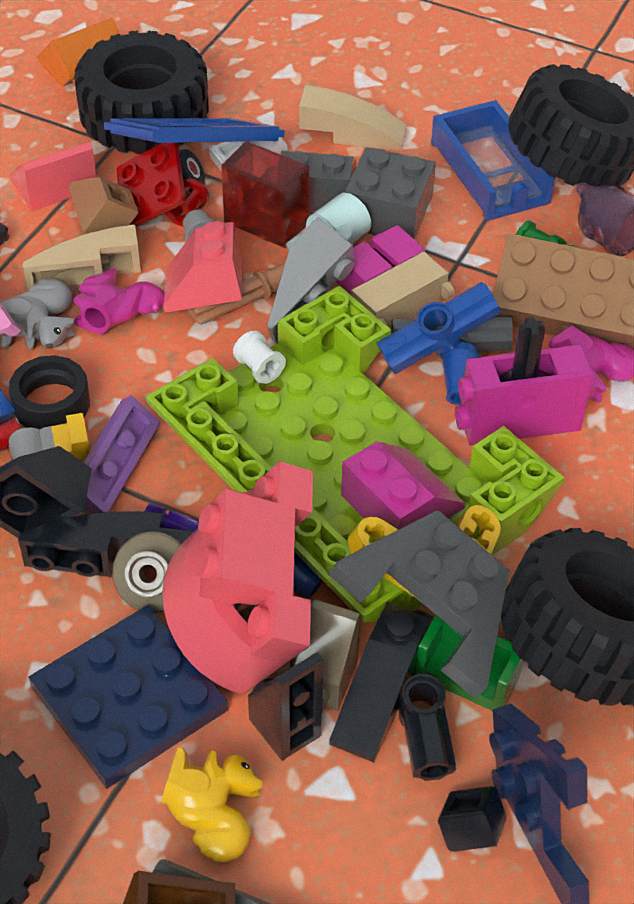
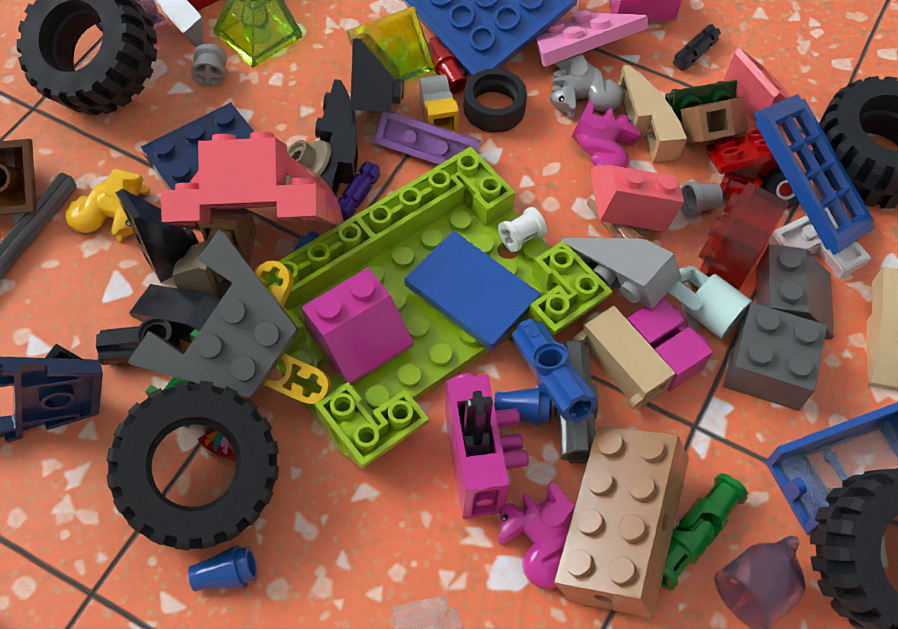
camera: 90 degrees right, 10 degrees up
(58, 217) = (700, 95): none -> dark green hinge
(337, 402) = (472, 290): none -> blue tile

